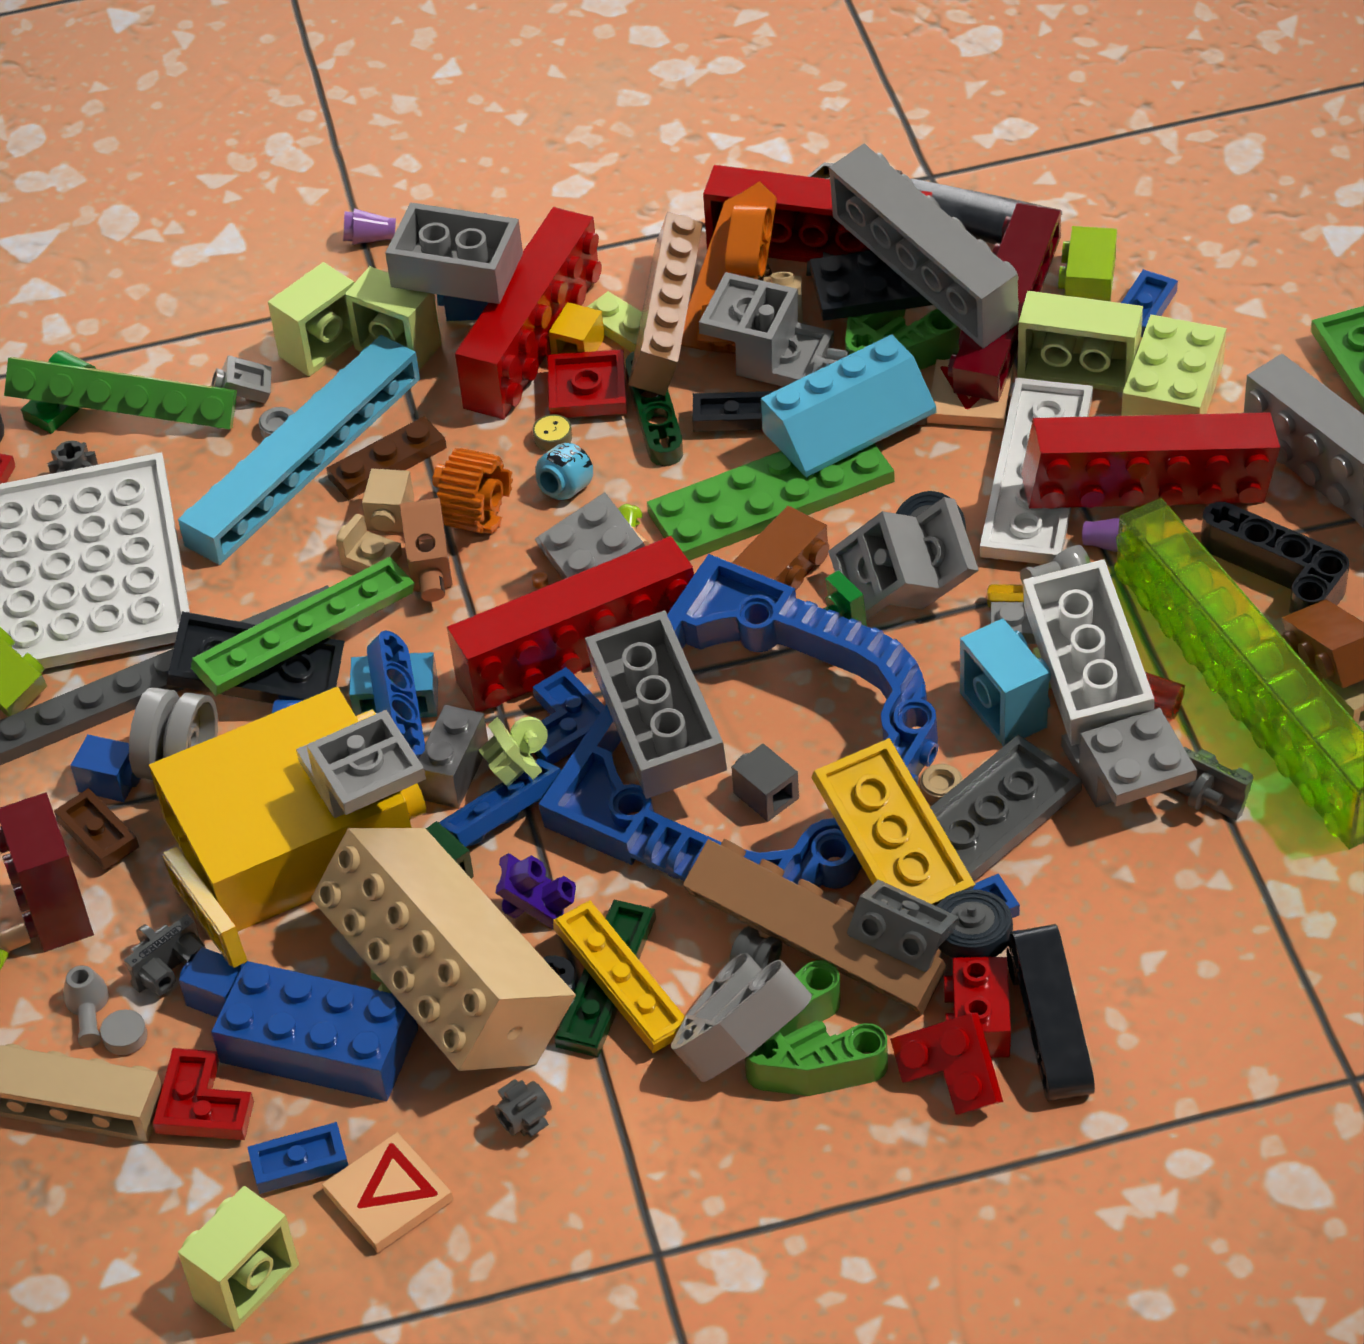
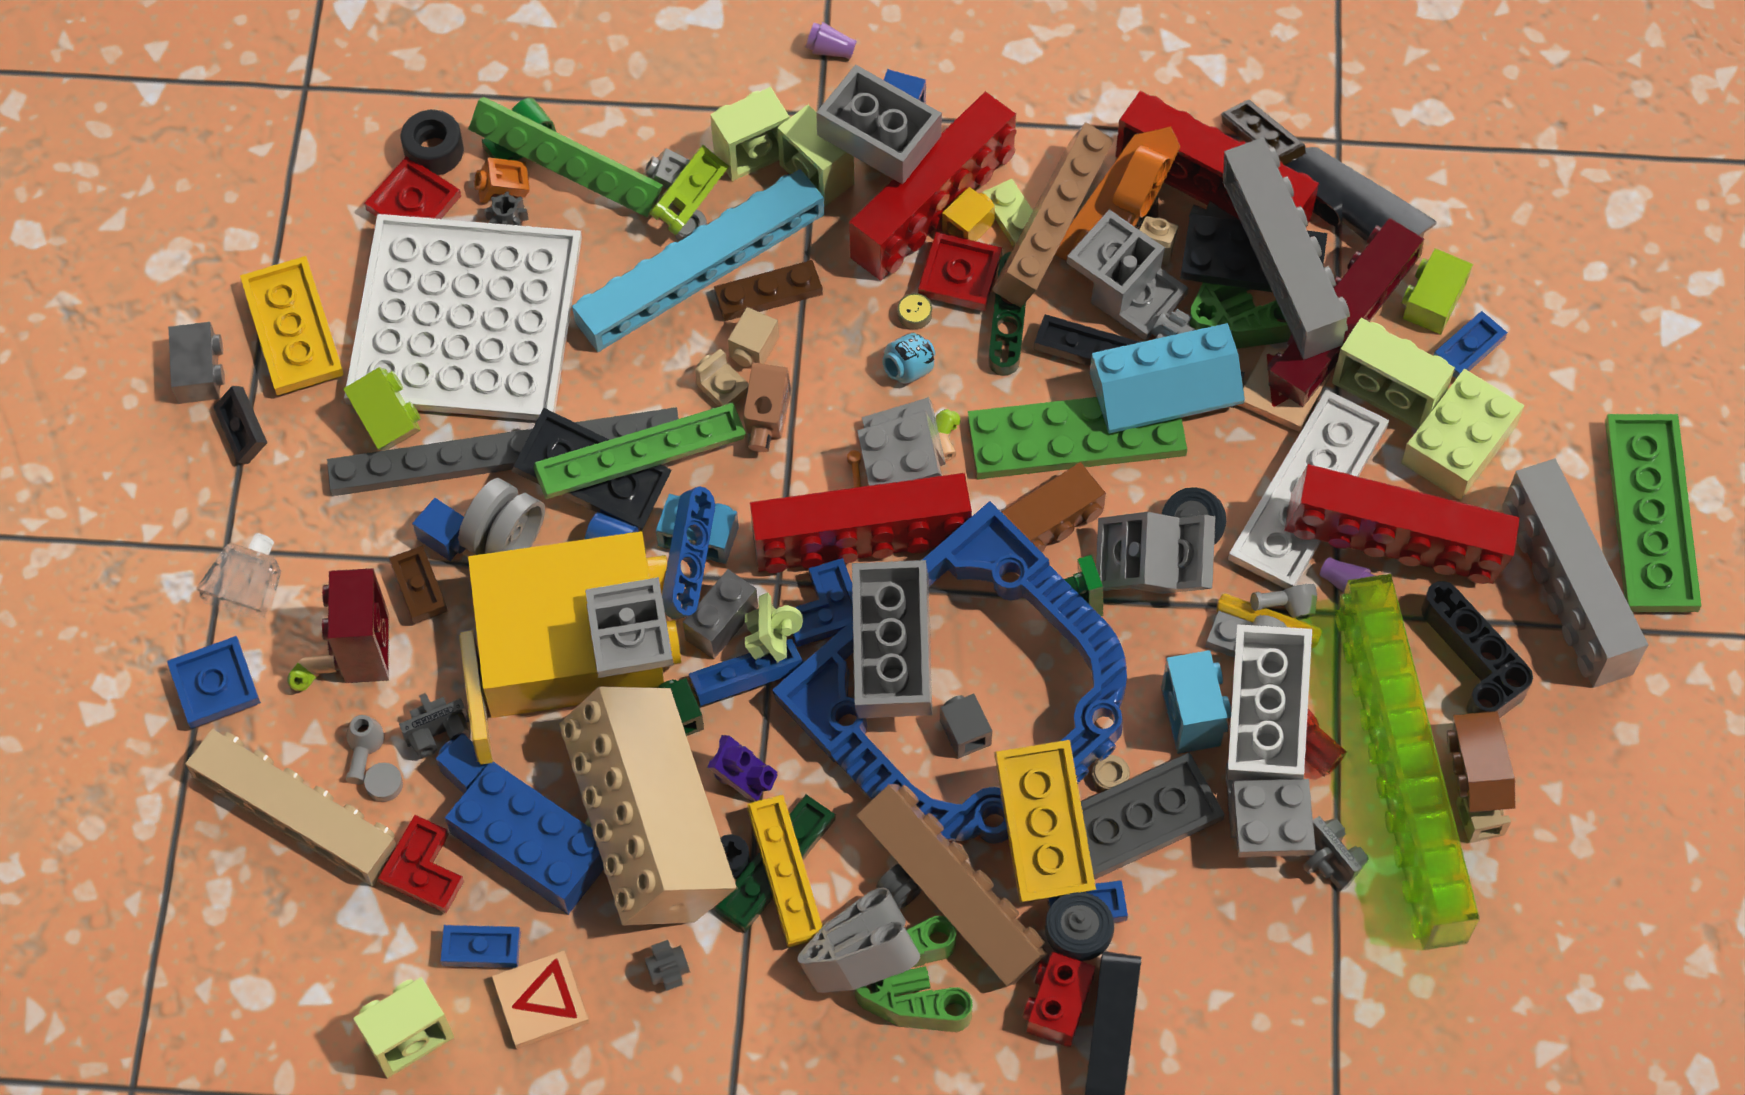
camera: 15 degrees right, 15 degrees up
(52, 430) = (501, 176): none -> orange bracket
(267, 385) = (689, 189): none -> lime plate
(472, 490) = (822, 357): orange brick -> none
(901, 925) = (1017, 914): dark grey bracket -> none
(959, 1052) = (1024, 1038): red plate -> none

